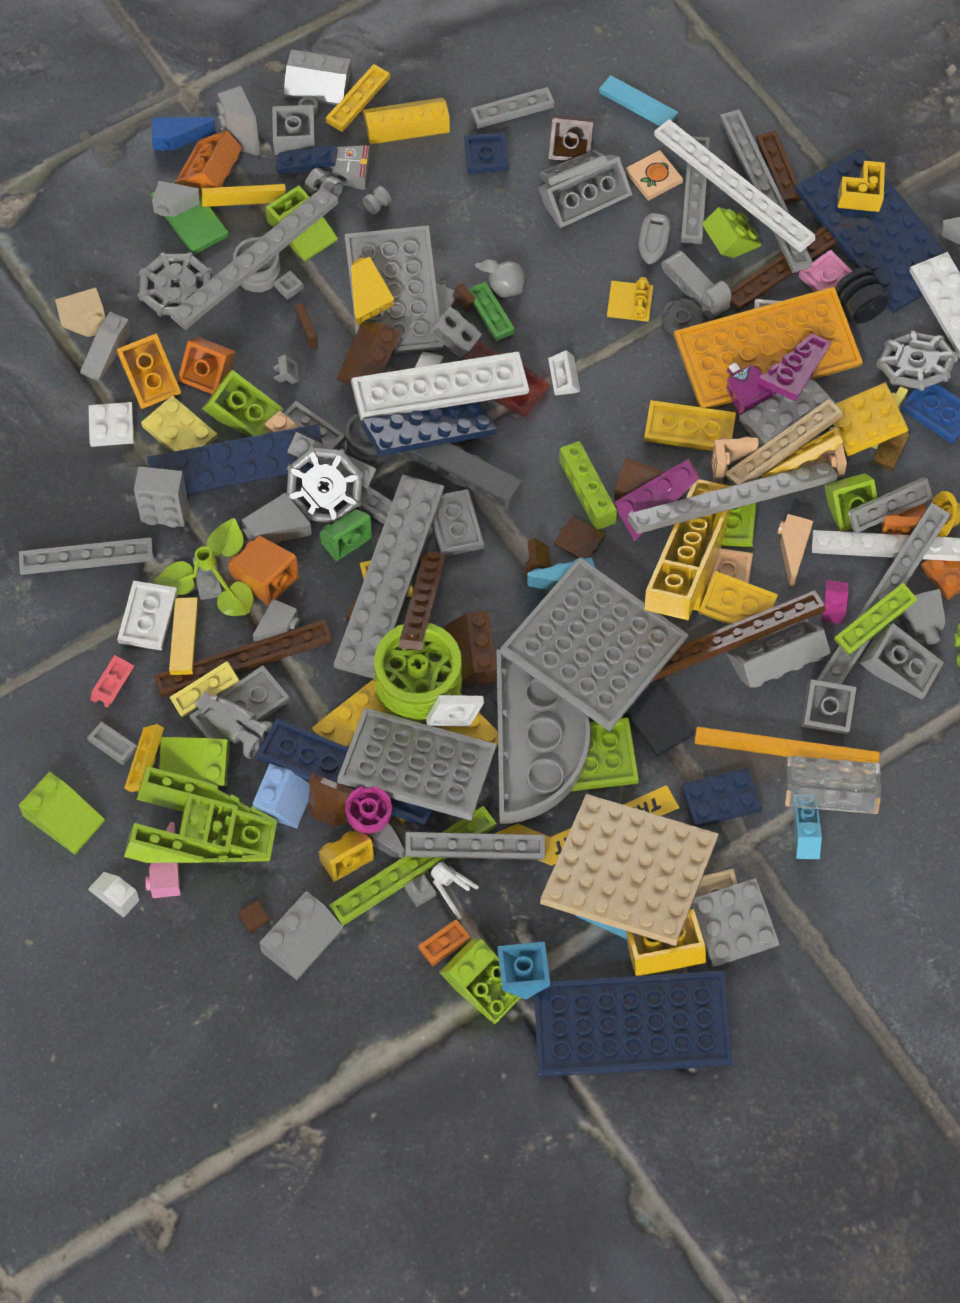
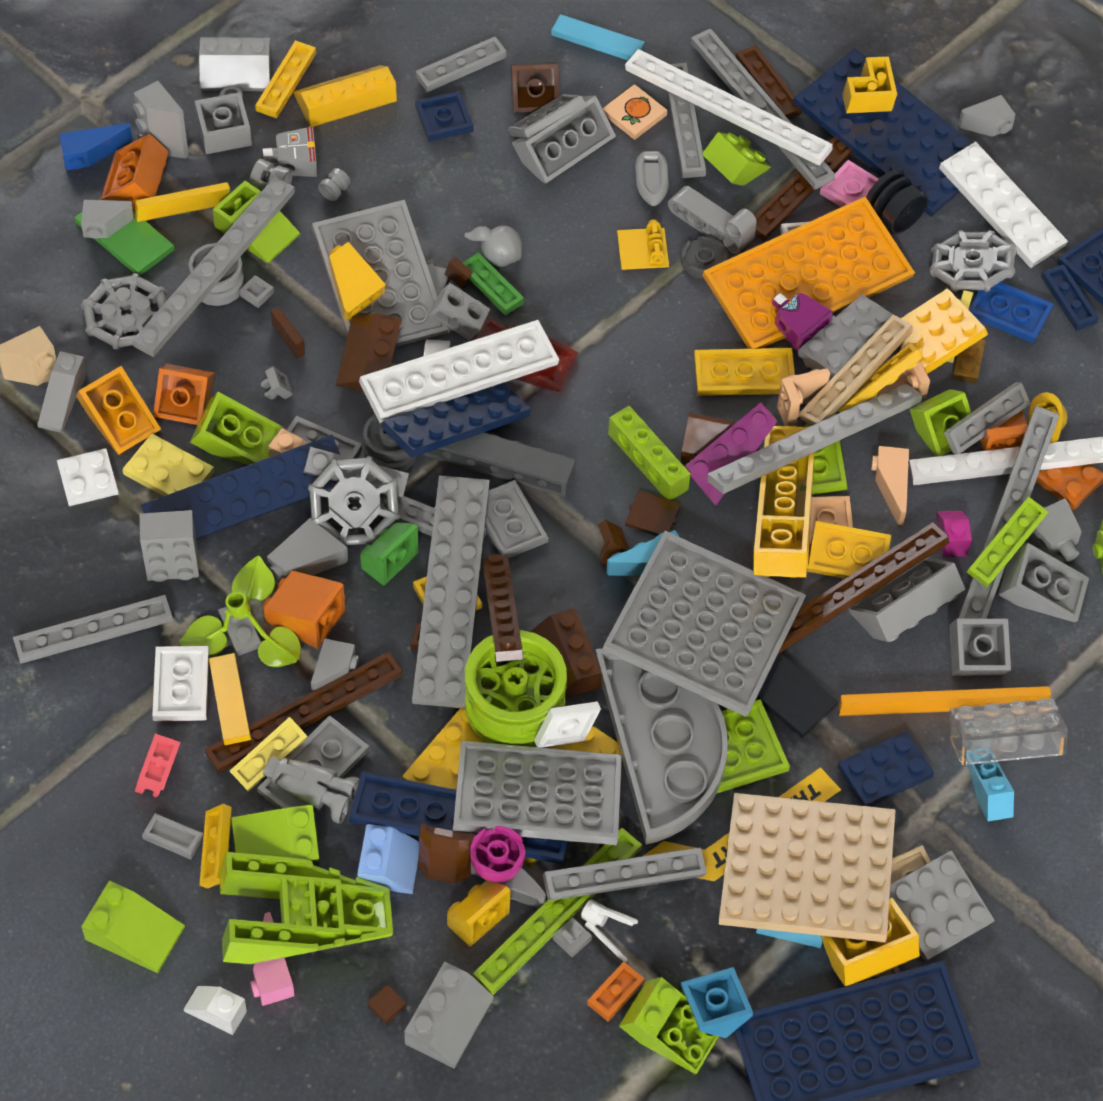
camera: 15 degrees left, 5 degrees down
(306, 159) = (245, 152): dark blue plate -> none
(564, 373) = (589, 338): white slope -> none
(796, 368) = (848, 288): magenta wing -> none

